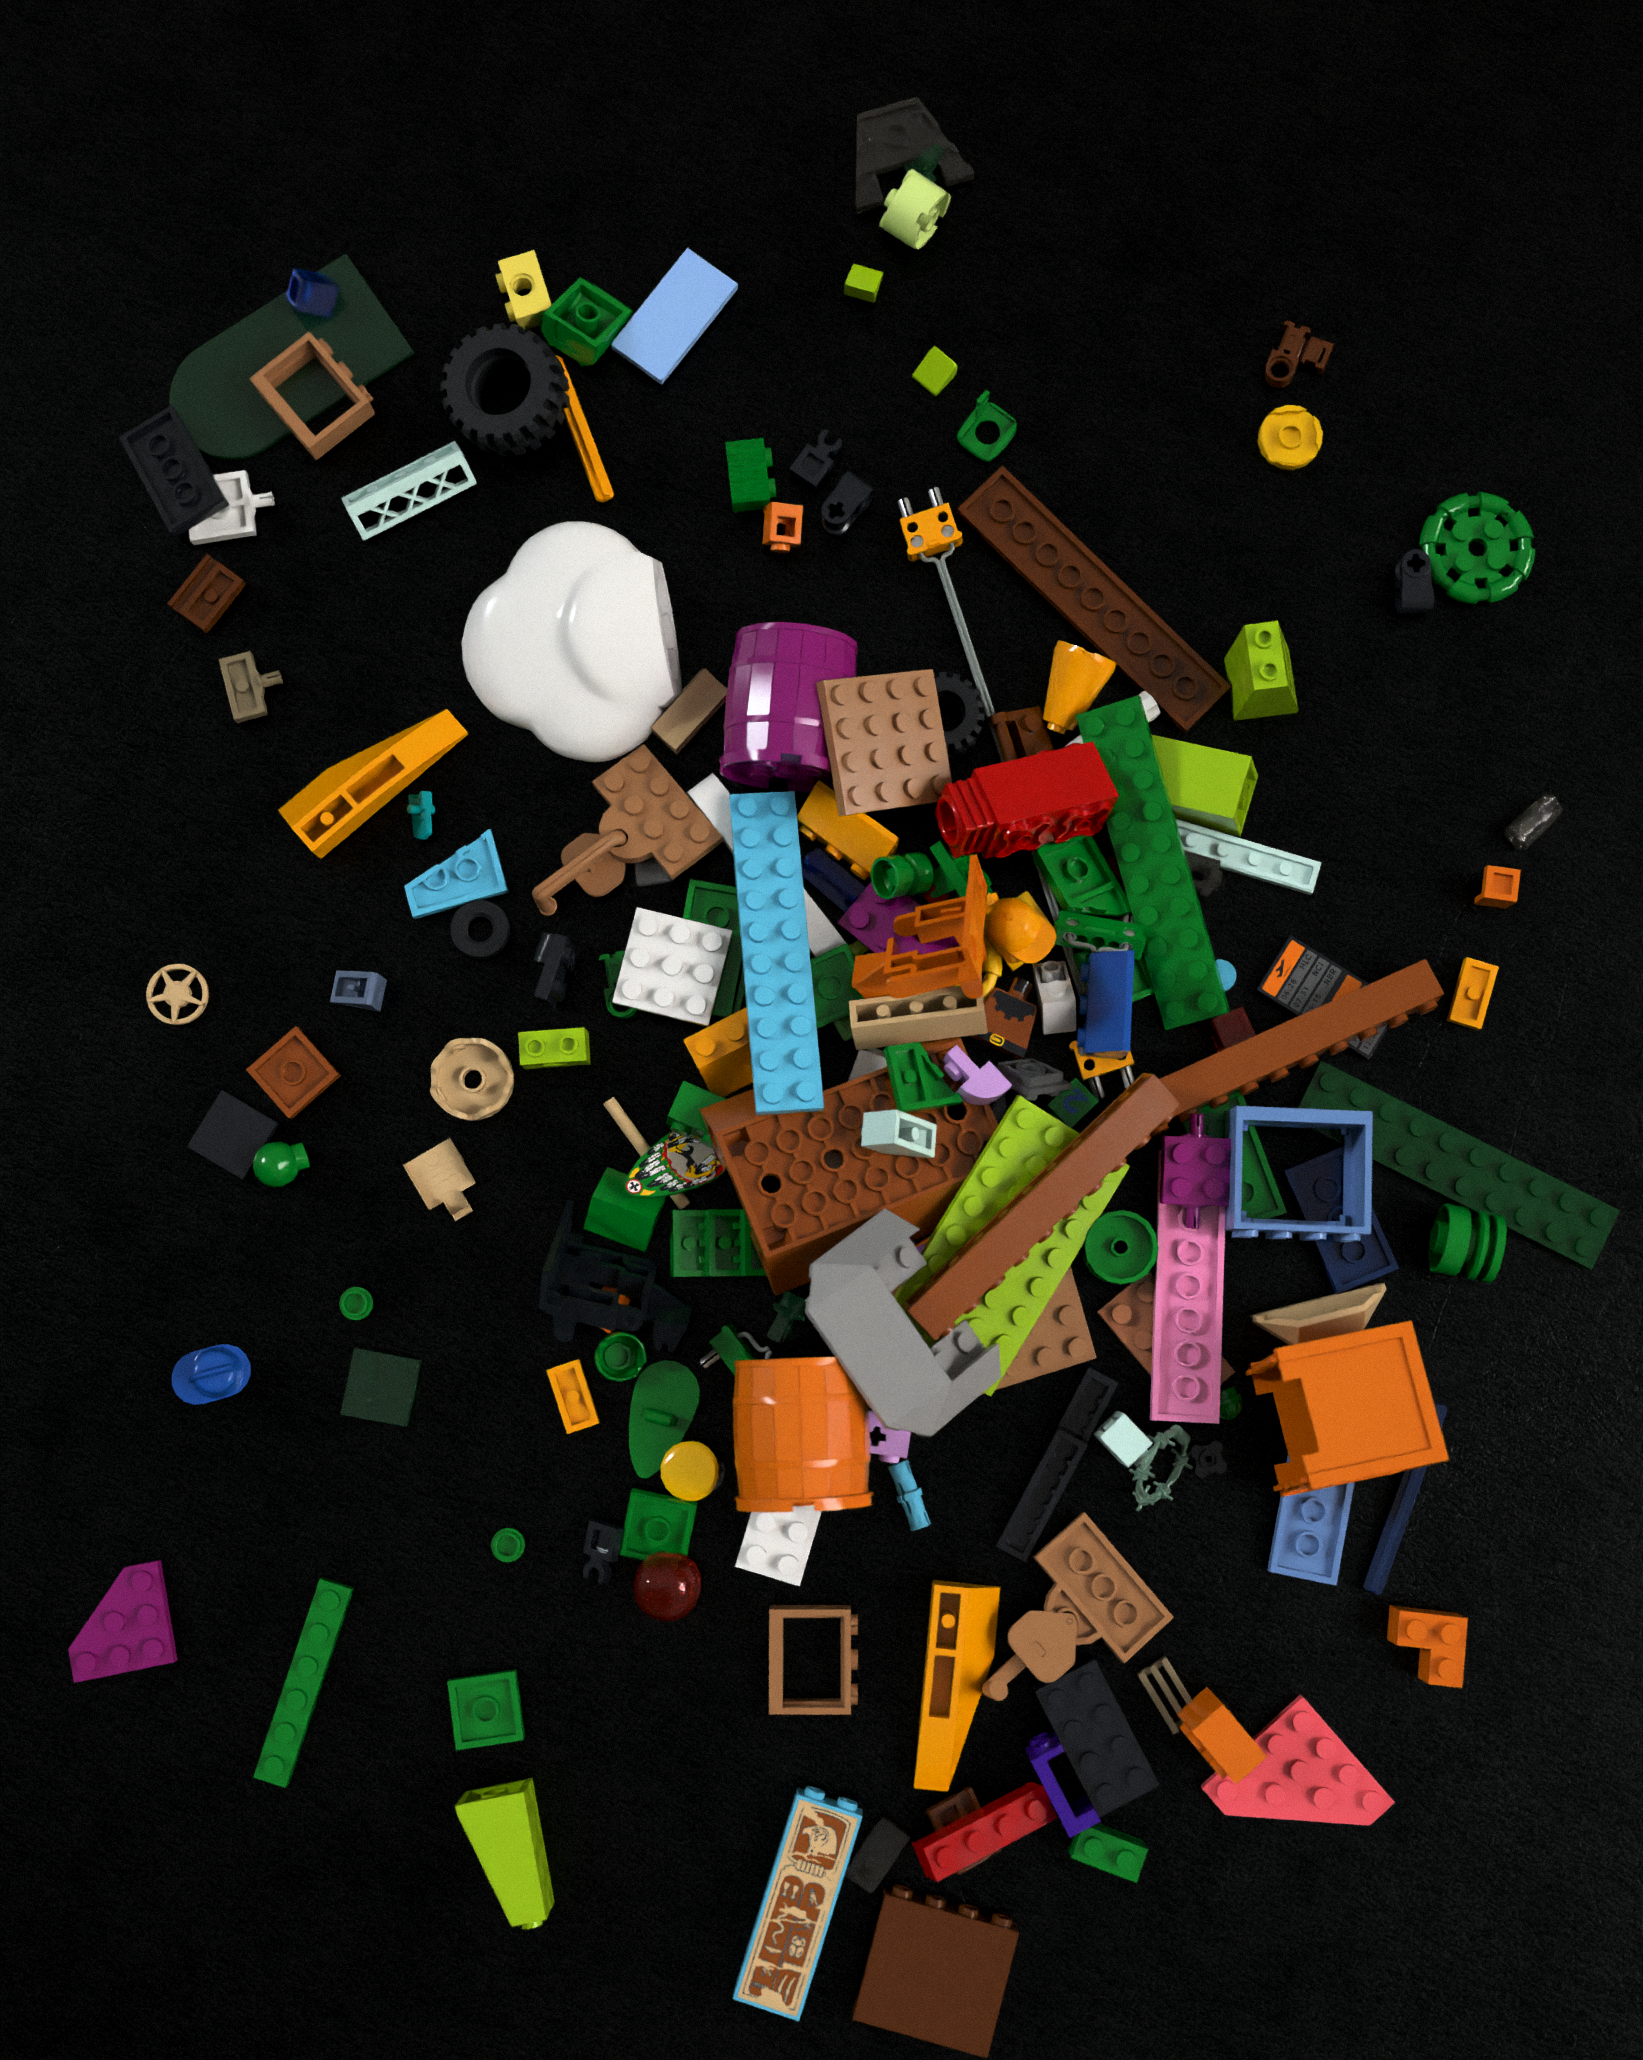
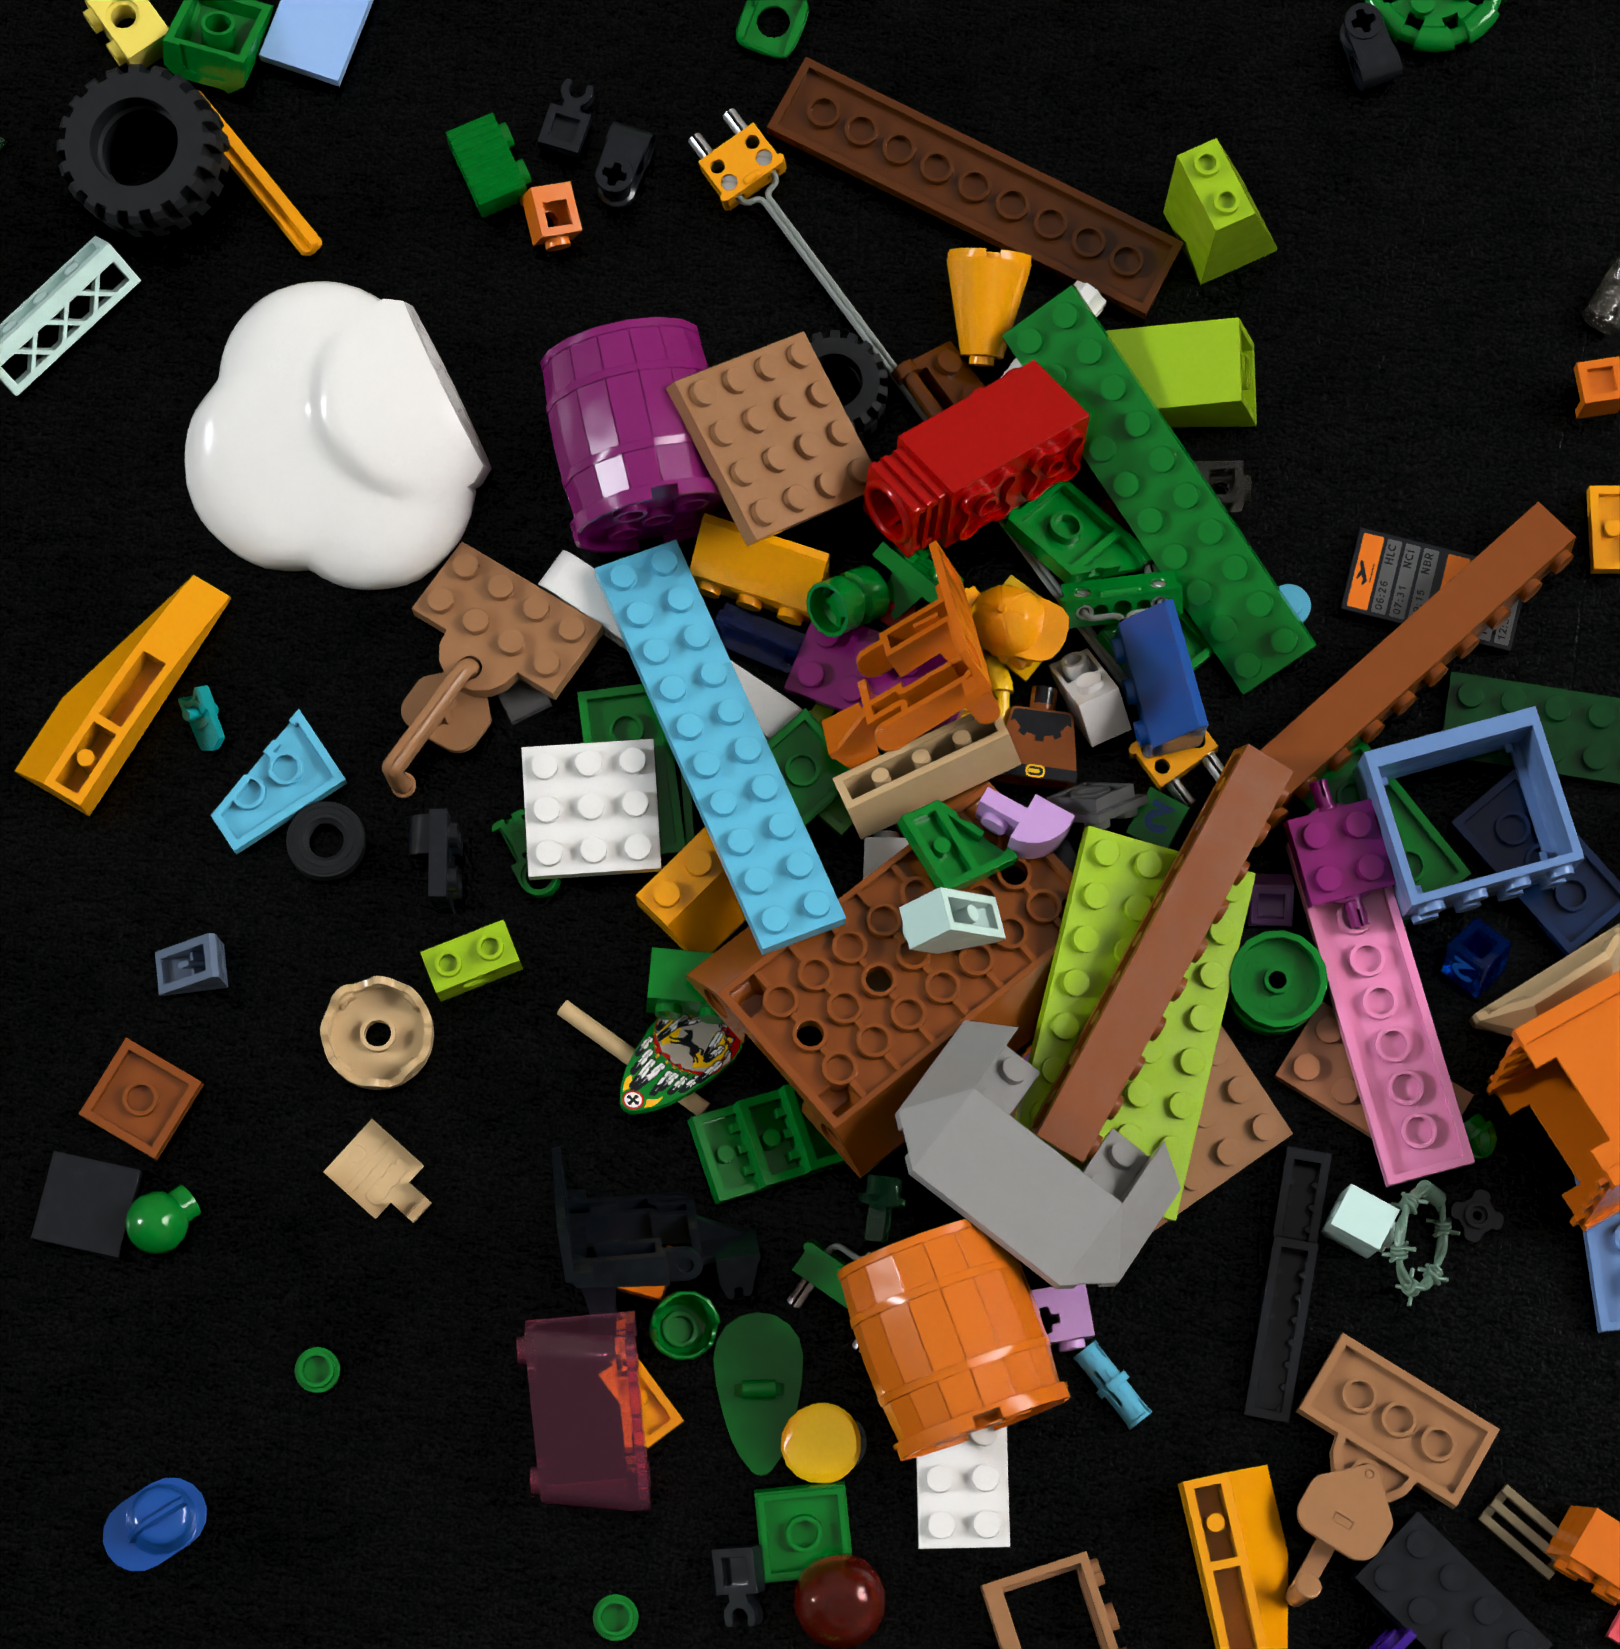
camera: 20 degrees left, 5 degrees down
(381, 1387) = (384, 1468): clear green plate -> none
(530, 1397) = (587, 1411): none -> clear pink windscreen
(621, 1216) = (625, 1145): green slope -> none
(690, 711) = (508, 481): tan piece -> none
(1136, 1184) = (1271, 901): none -> medium lavender slope
(1230, 1029) = (1323, 665): clear red panel -> none
(1251, 858) = (1282, 447): light aqua tile -> none
(1269, 1275) = (1476, 957): none -> clear blue brick

